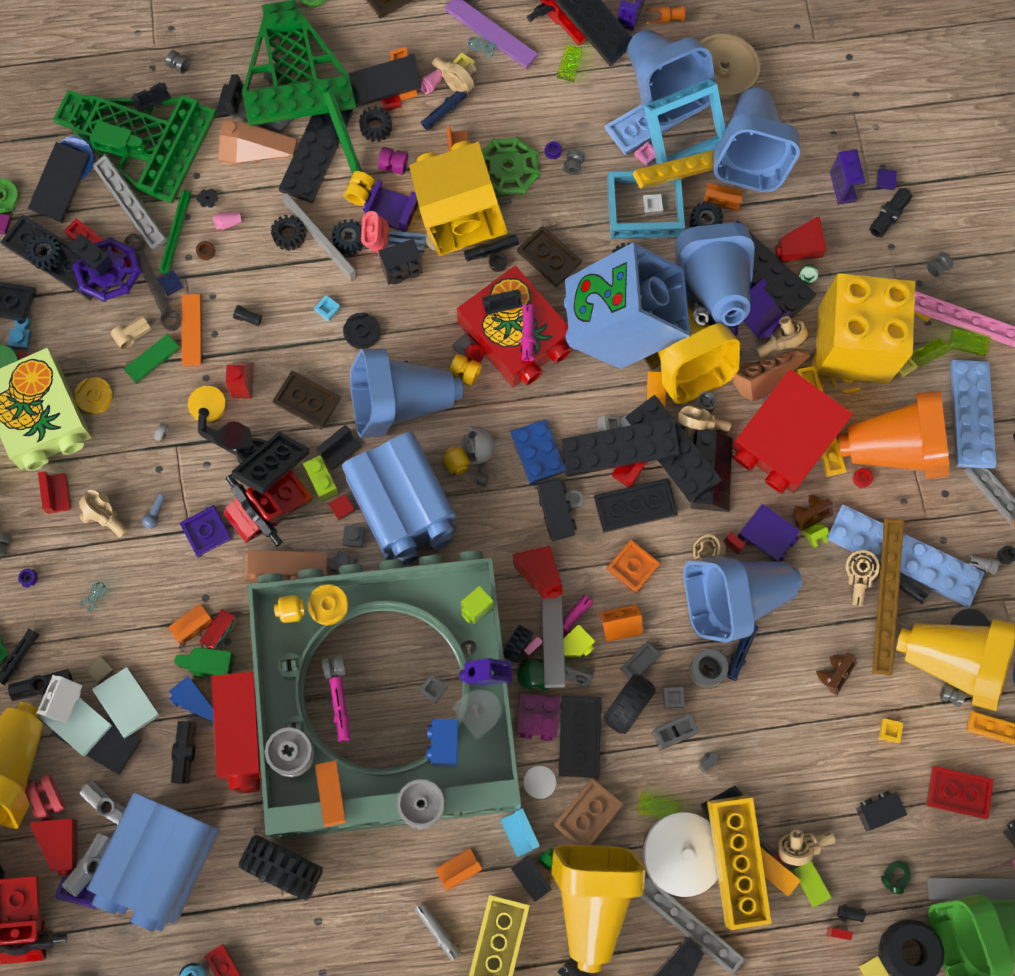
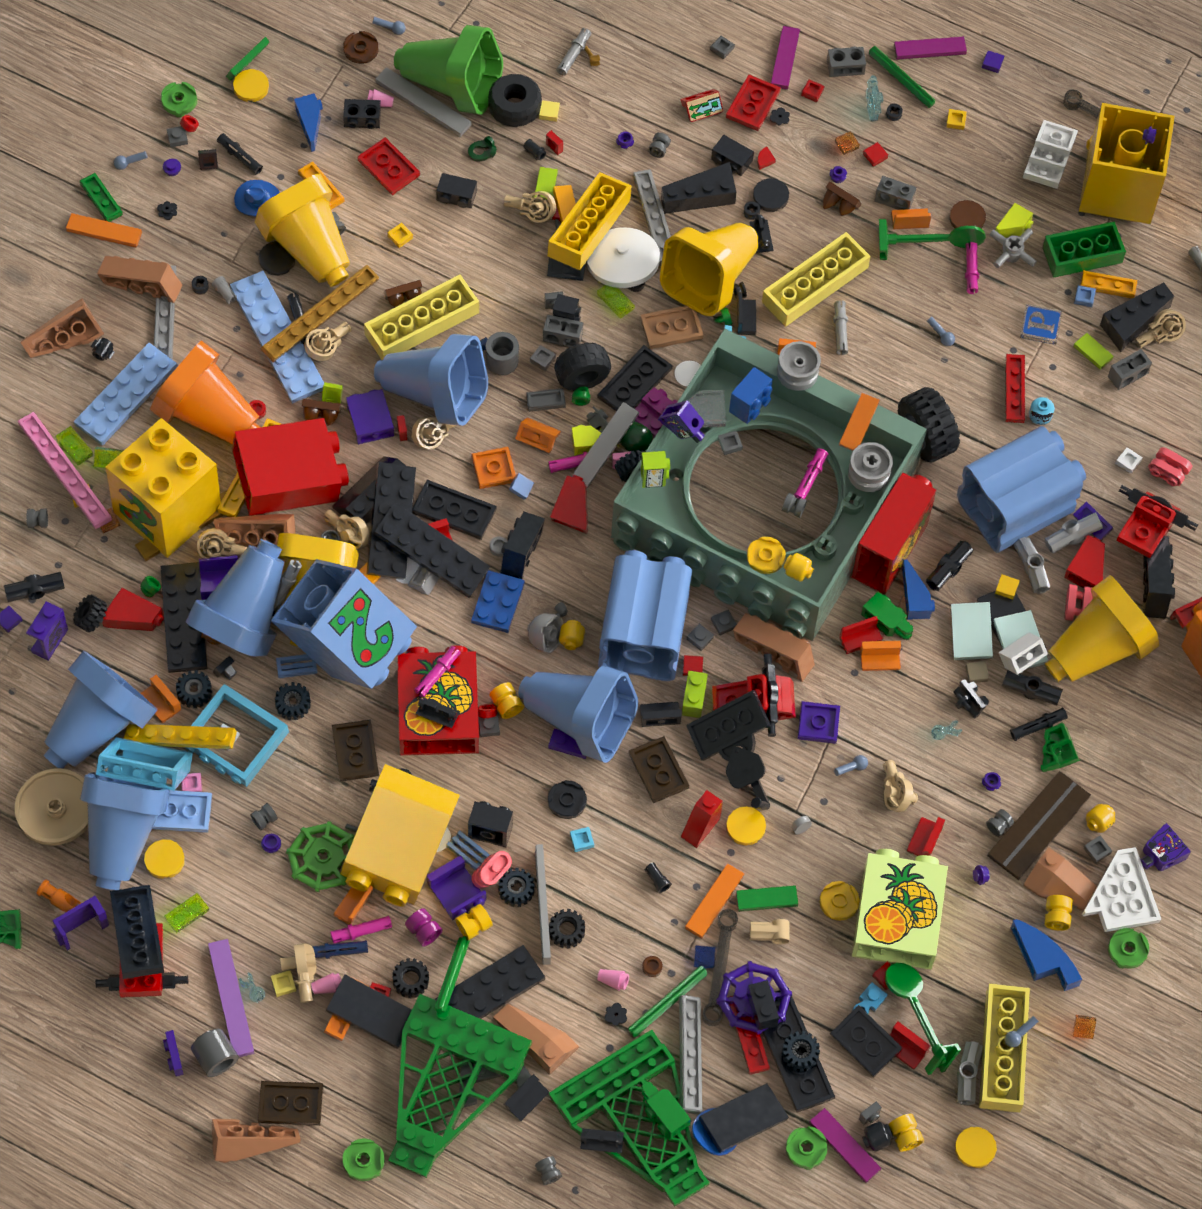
camera: 145 degrees left, 10 degrees down
(80, 635) = (969, 699): none -> black hips
(118, 766) = (1007, 586): none -> yellow tile
(438, 132) = (352, 932): none -> dark pink pin
(555, 900) = (740, 288): none -> black bush
(597, 563) = (521, 486): none -> medium blue tile
(611, 681) = (581, 396): none -> green tile
(618, 90) = (164, 859): none -> yellow tile
(685, 750) = (567, 308): none -> black brick
(802, 655) = (422, 317): none -> light yellow brick
(830, 215) = (89, 613): none -> black tyre

